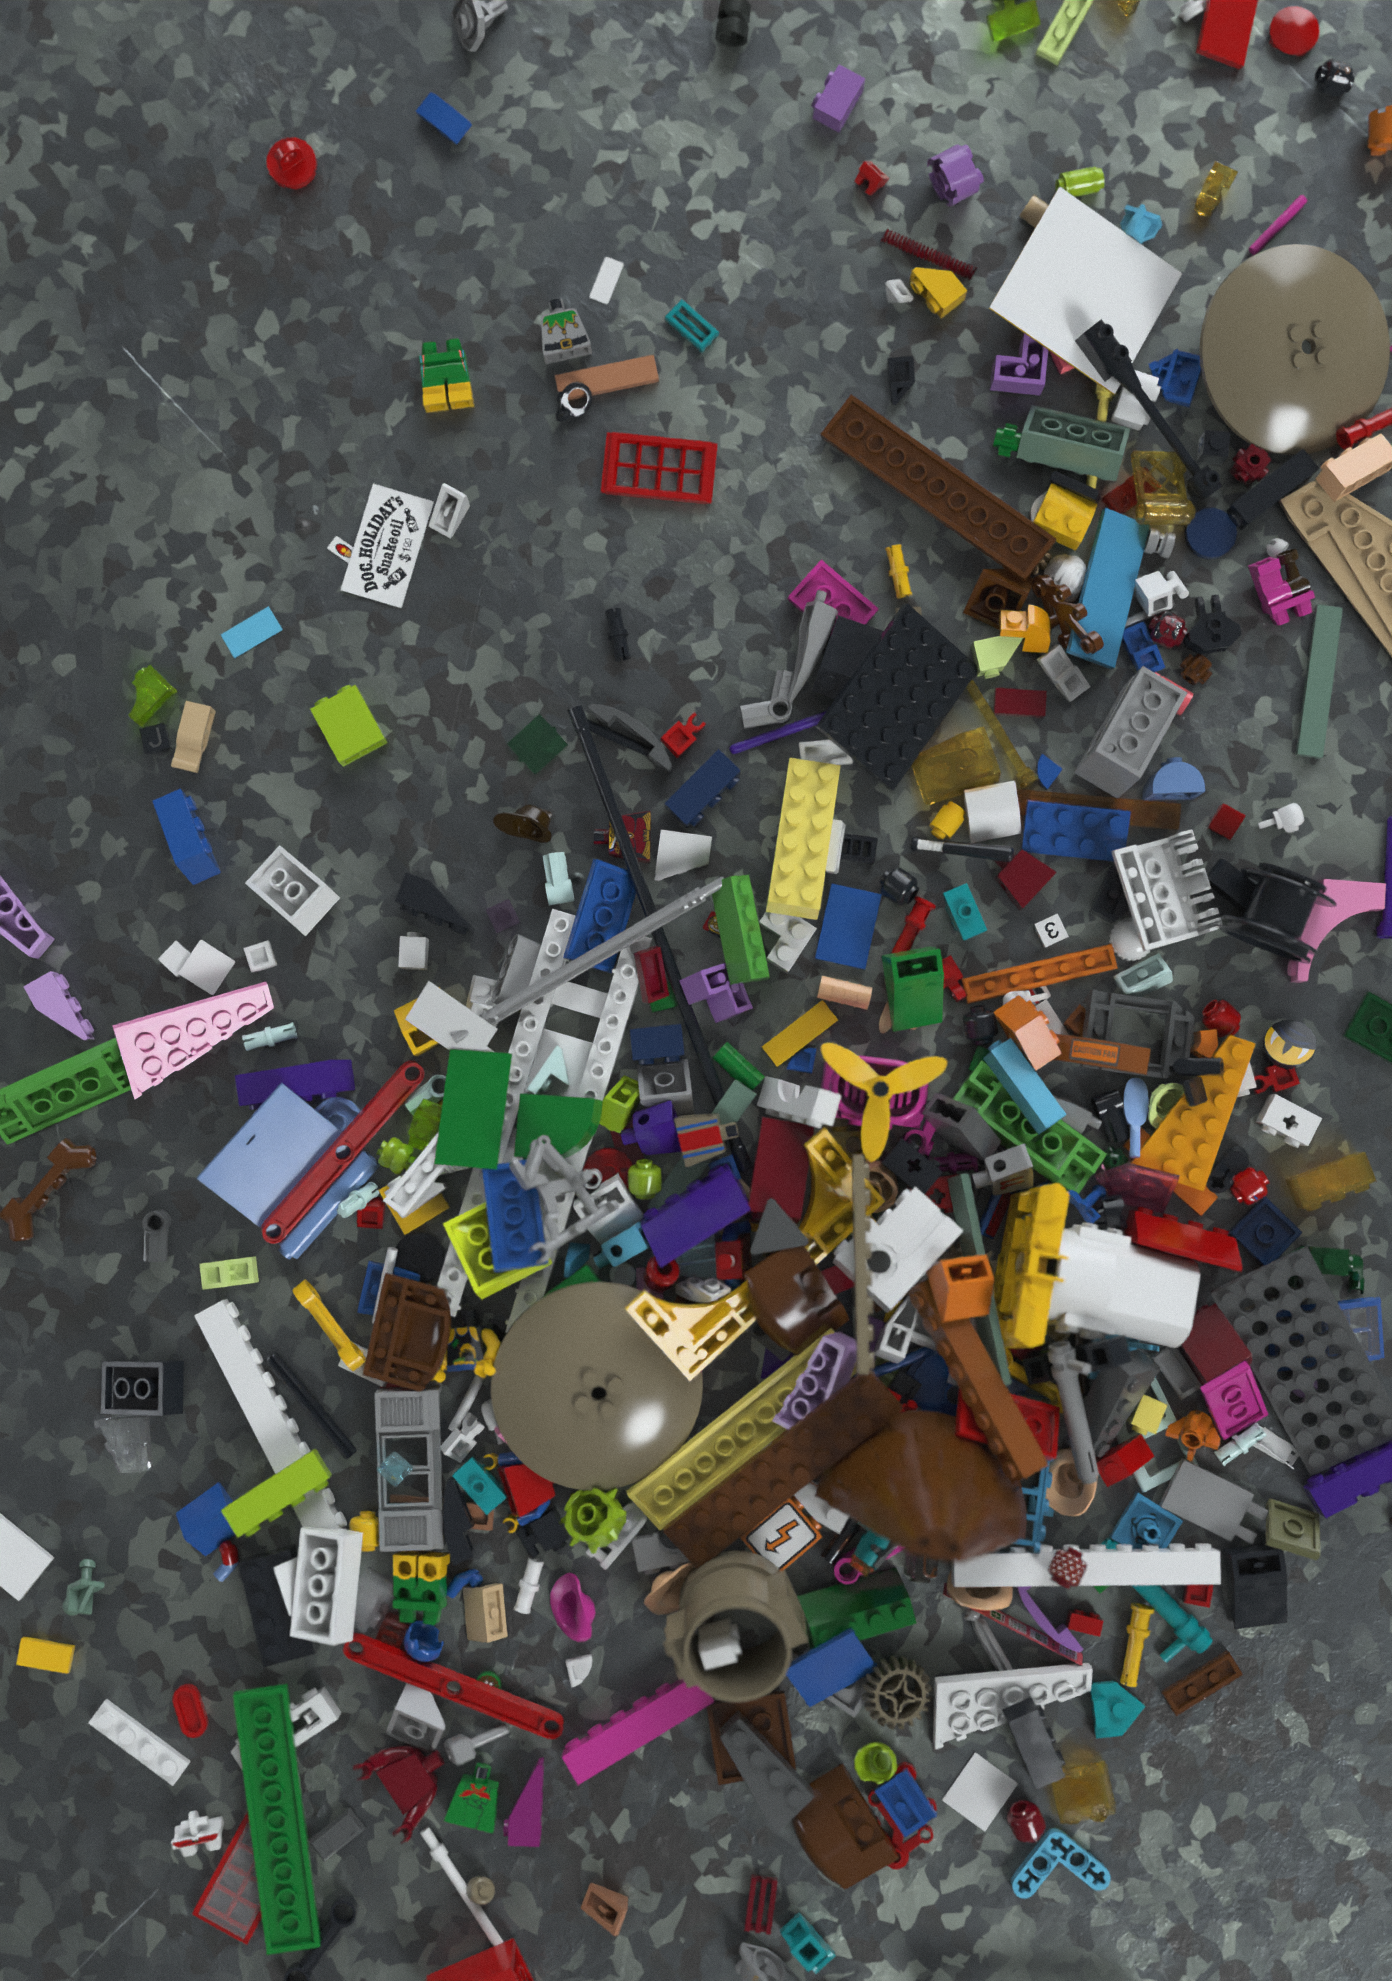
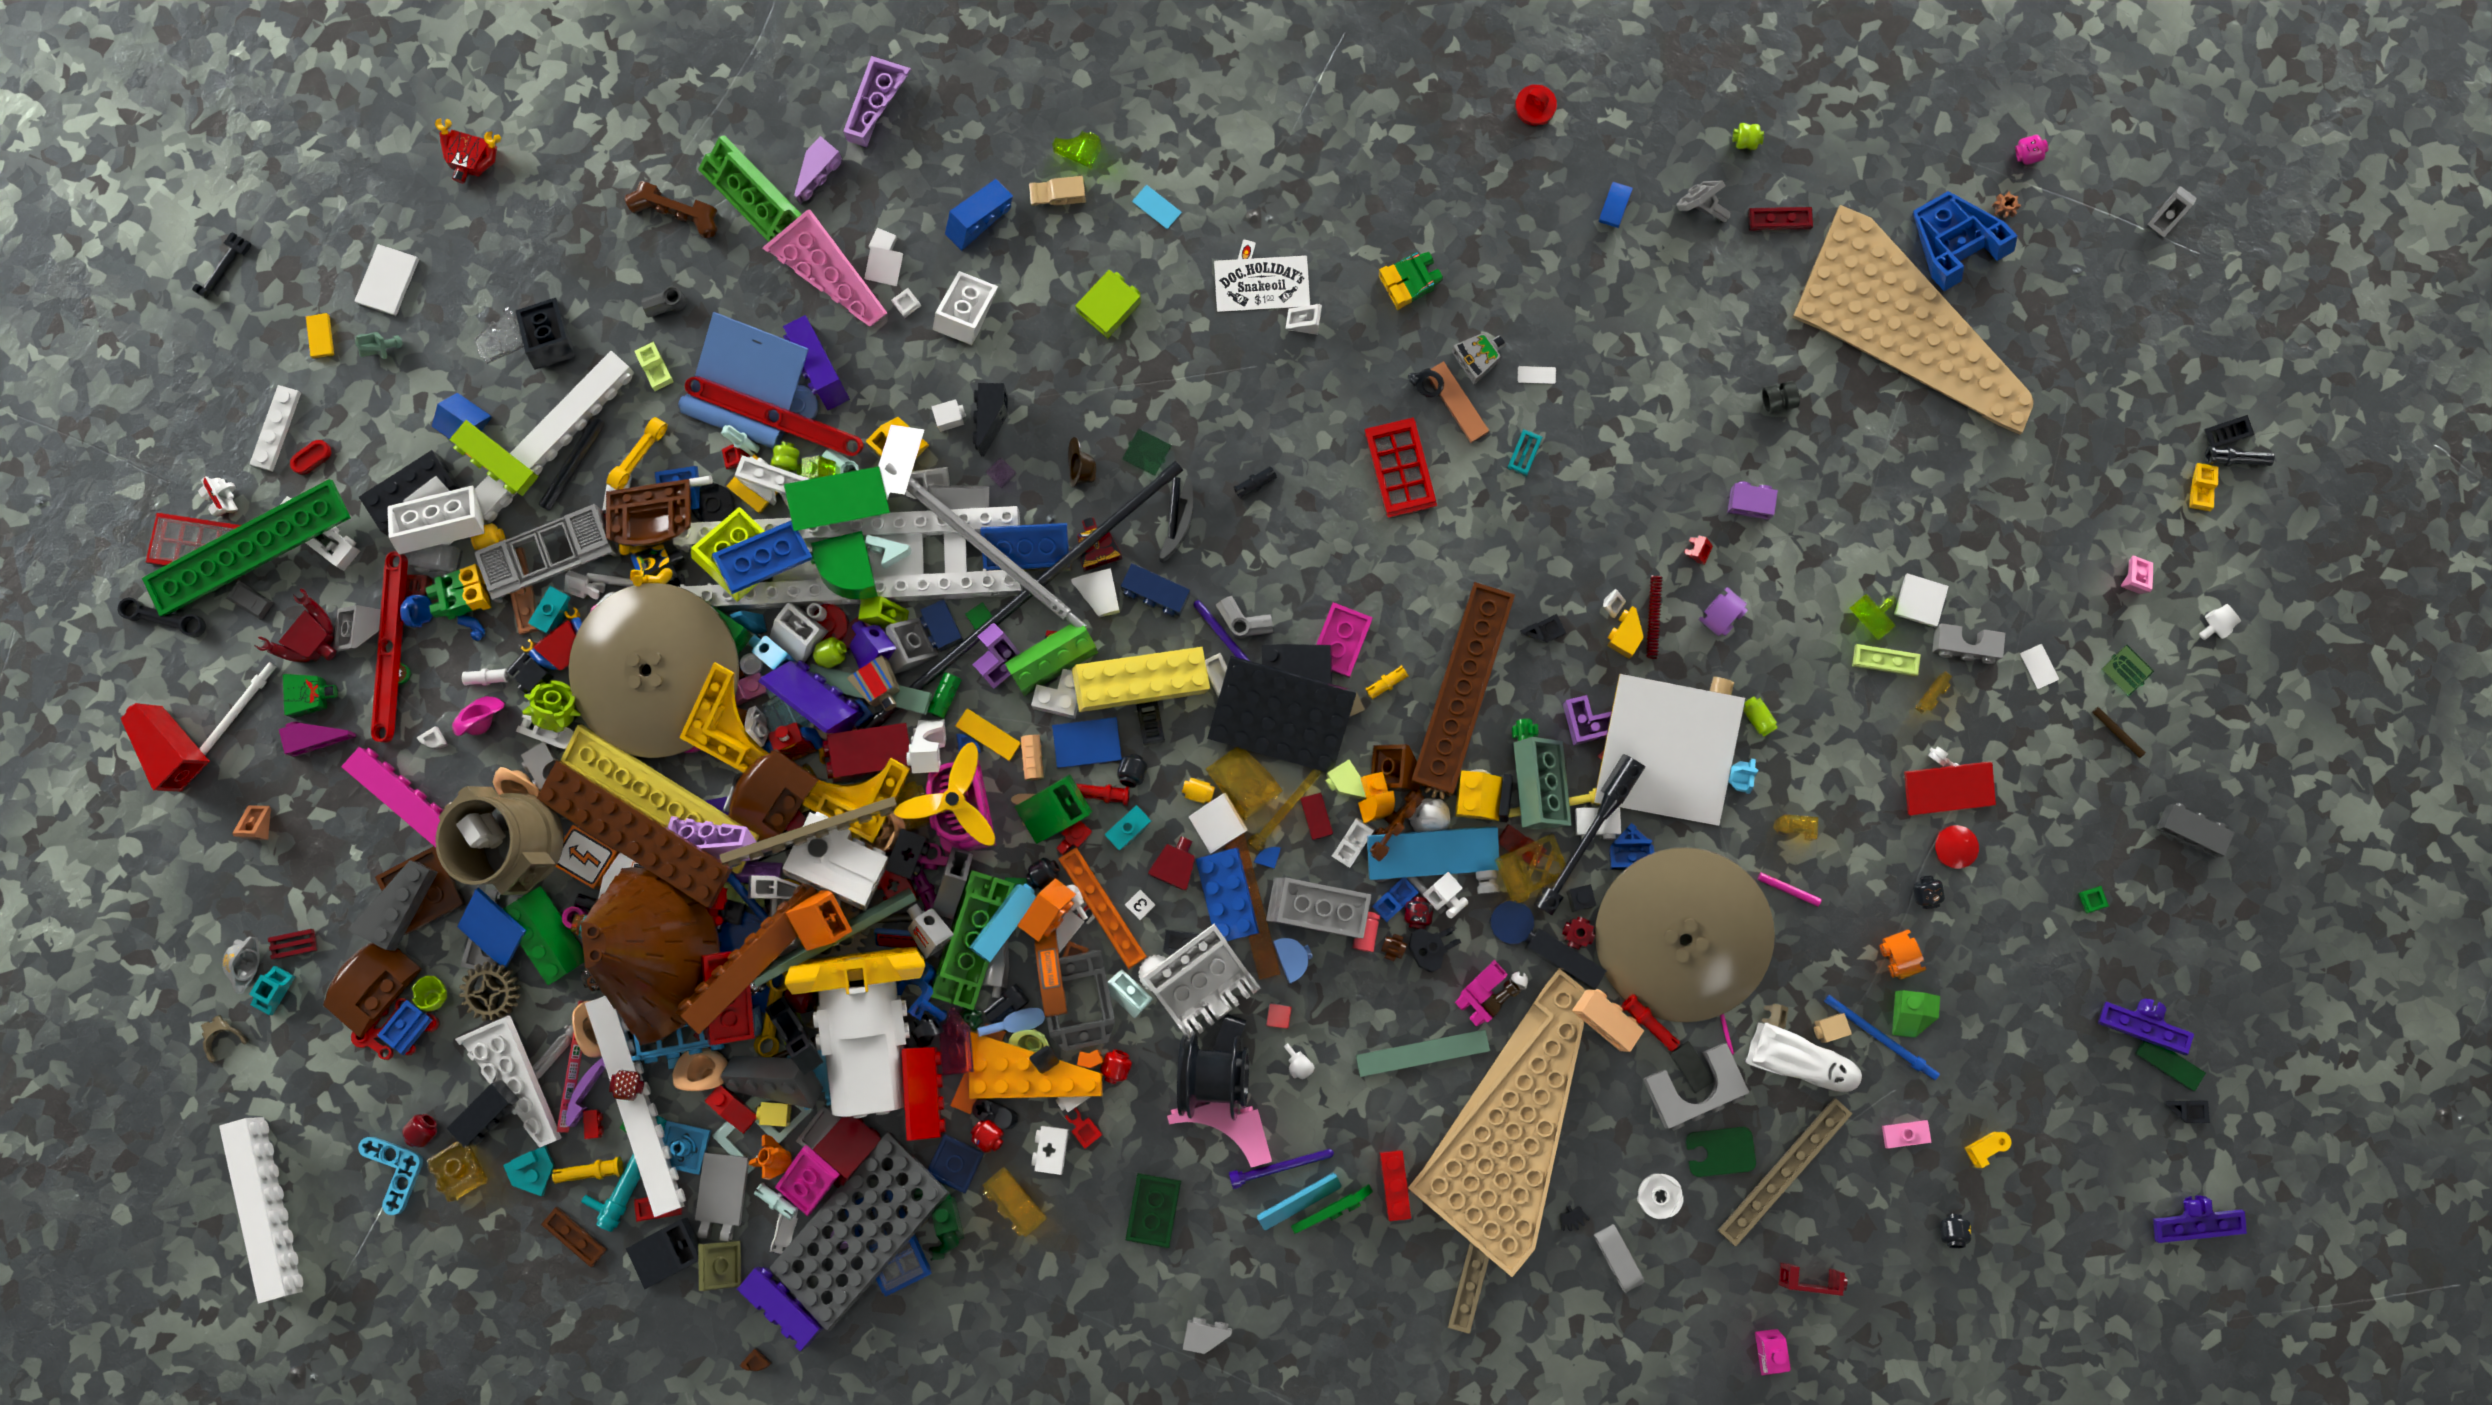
camera: 70 degrees right, 5 degrees down
(155, 738) = (1047, 165): black tile -> none
(230, 1560) = (435, 444): red arm -> none
(269, 1036) = (846, 331): light aqua pin -> none
(395, 1469) = (539, 539): clear light blue slope -> none
(457, 1521) = (514, 603): black slope -> none
(461, 1748) = (342, 668): light grey piece -> none
(480, 1890) = (238, 722): dark tan piece -> none
(485, 1613) = (453, 651): tan panel -> none
(558, 884) = (1039, 506): light aqua piece -> none
(569, 1182) = (802, 590): light grey piece -> none
(651, 974) = (991, 600): dark red tile -> none
(658, 1277) = (754, 694): red head -> none
(680, 737) = (1191, 558): red plate -> none
(776, 1231) = (817, 762): dark grey piece -> none
(813, 635) = (1311, 632): light grey piece -> none
(835, 846) = (1144, 708): white tile -> none
(974, 850) = (1181, 821): black piece -> none
(980, 1791) = (433, 1088): white sticker -> none
(1065, 1373) = (779, 1030): light grey cylinder -> none
(1199, 1066) = (1065, 1056): black bar -> none
(1289, 1044) = (1113, 1129): tile -> none

